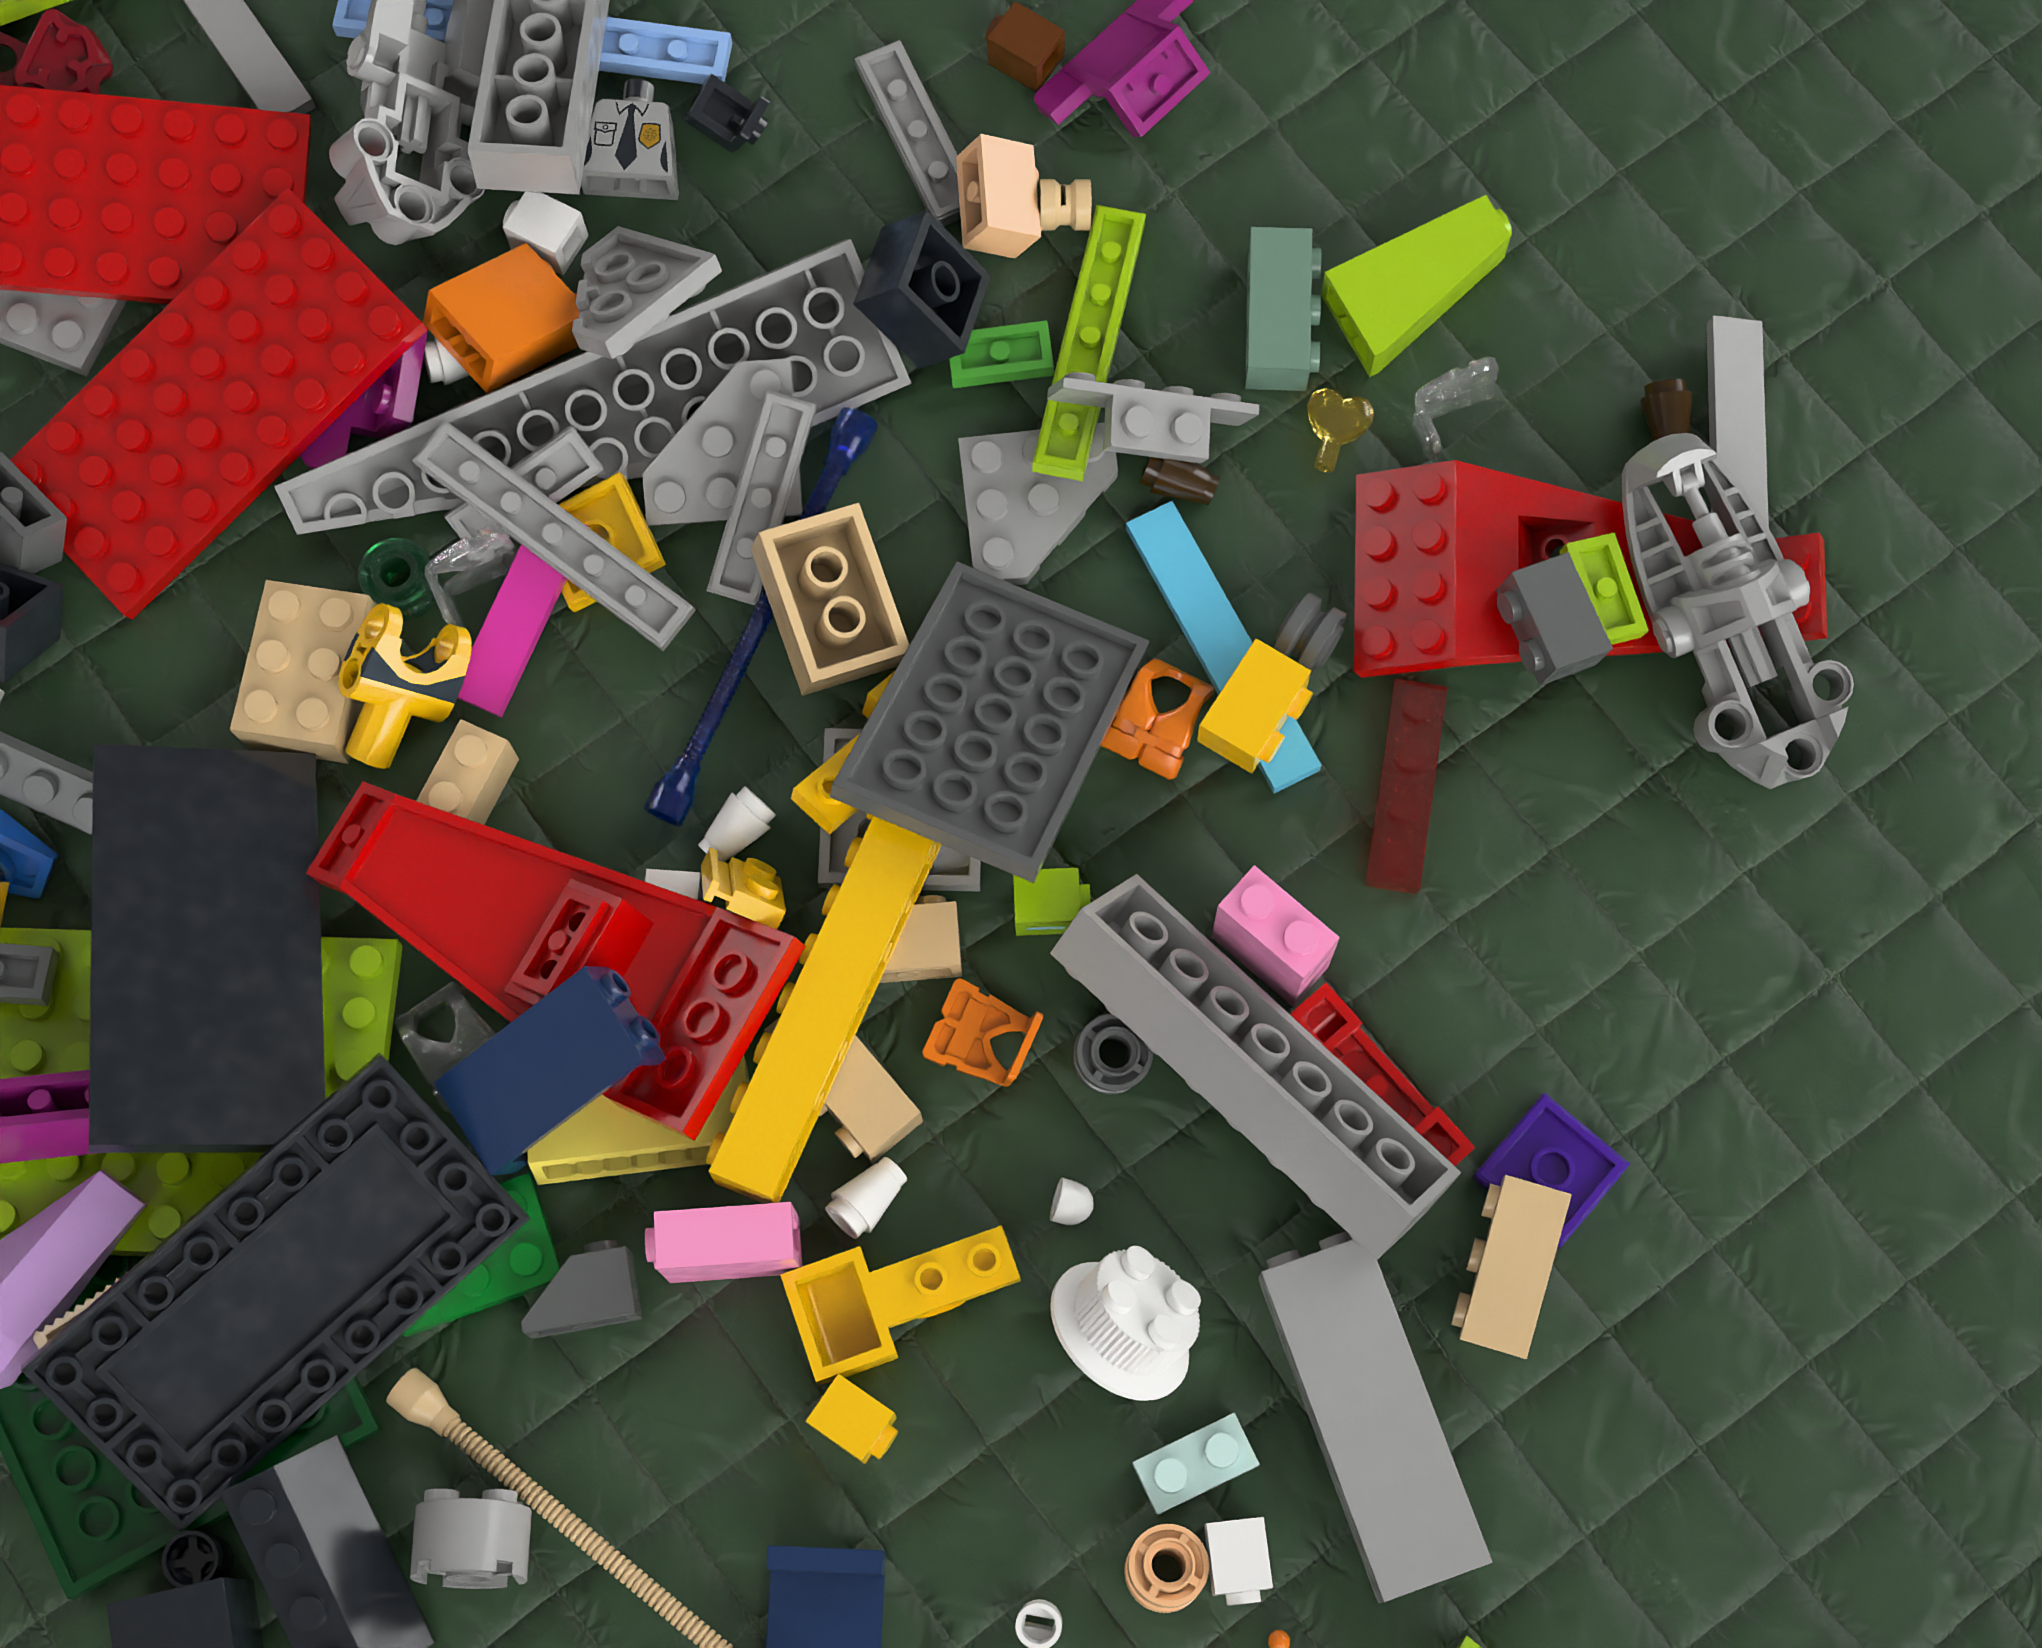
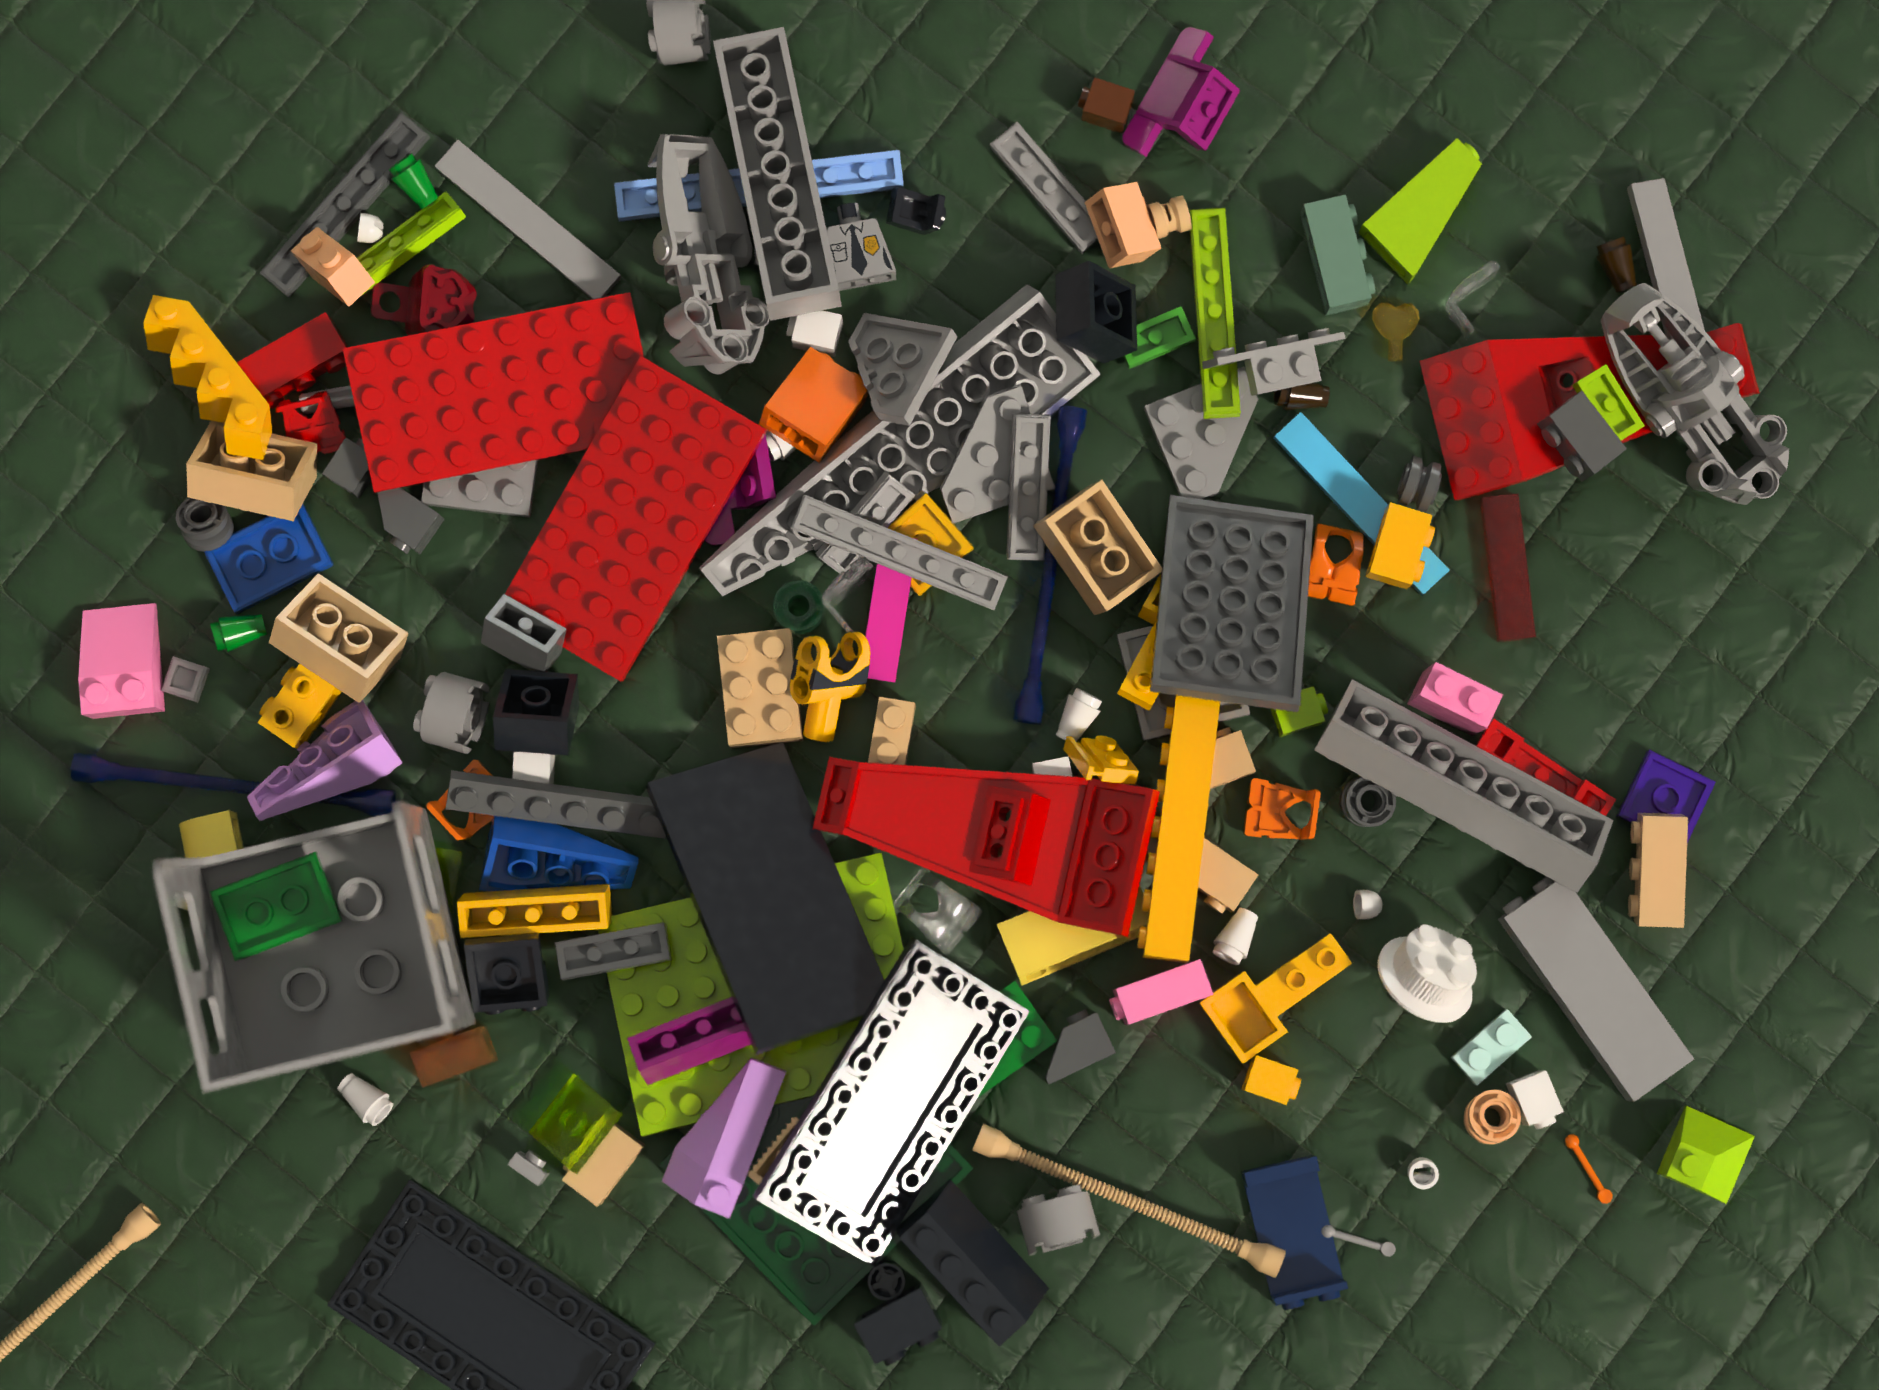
camera: 15 degrees left, 10 degrees up
(548, 1066) = (1018, 914): dark blue panel -> none

